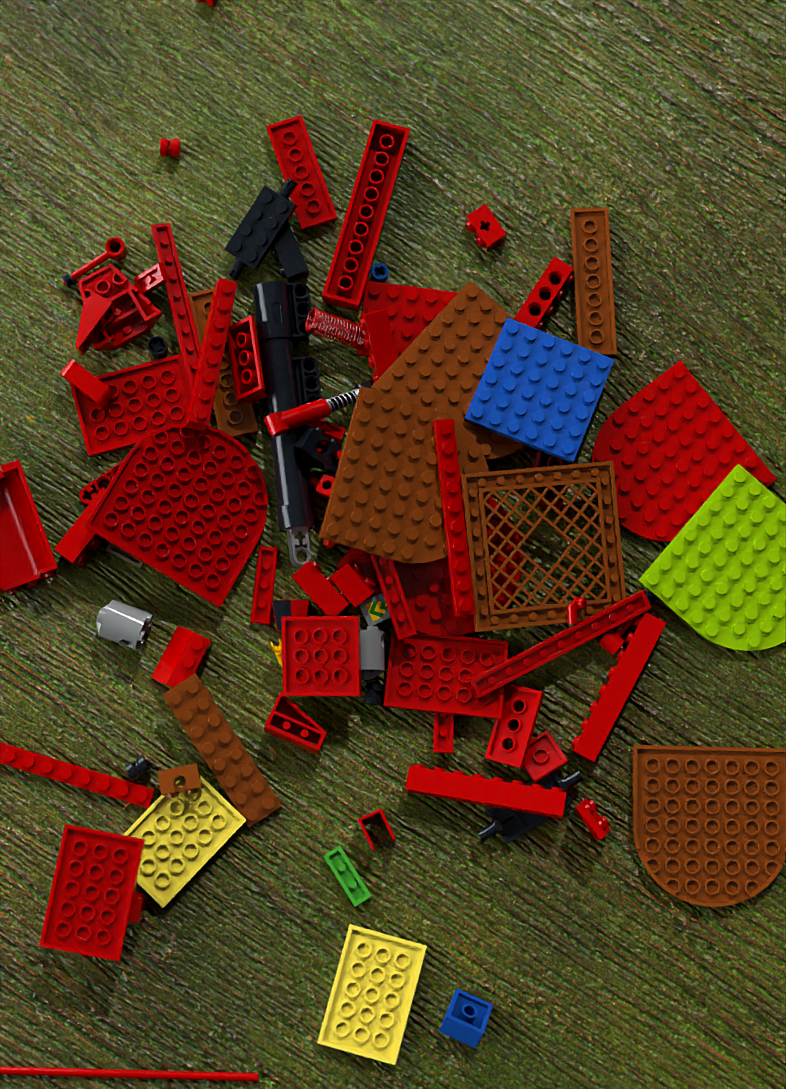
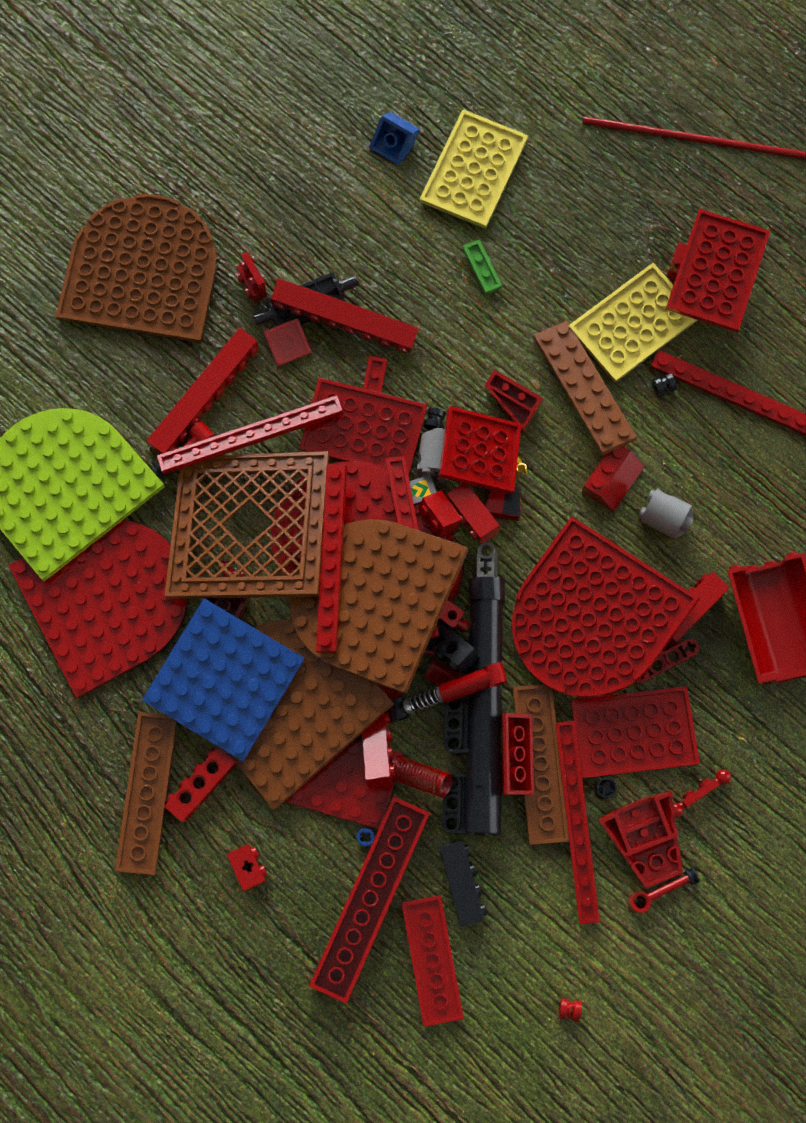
camera: 170 degrees left, 5 degrees down
(47, 373) = (722, 777): none -> red plate
(87, 383) = (682, 757): red beam -> none
(94, 317) = (670, 822): red slope -> none
(151, 279) = (605, 861): red plate -> none
(168, 778) = (618, 370): dark orange brick -> none
(211, 355) = (552, 764): red brick -> none
(260, 228) = (483, 899): black plate -> none
(264, 585) = (525, 537): red tile -> none
(385, 821) = (446, 314): red piece -> none
(522, 735) = (303, 358): red plate -> none
(574, 607) = (232, 463): red arm -> none

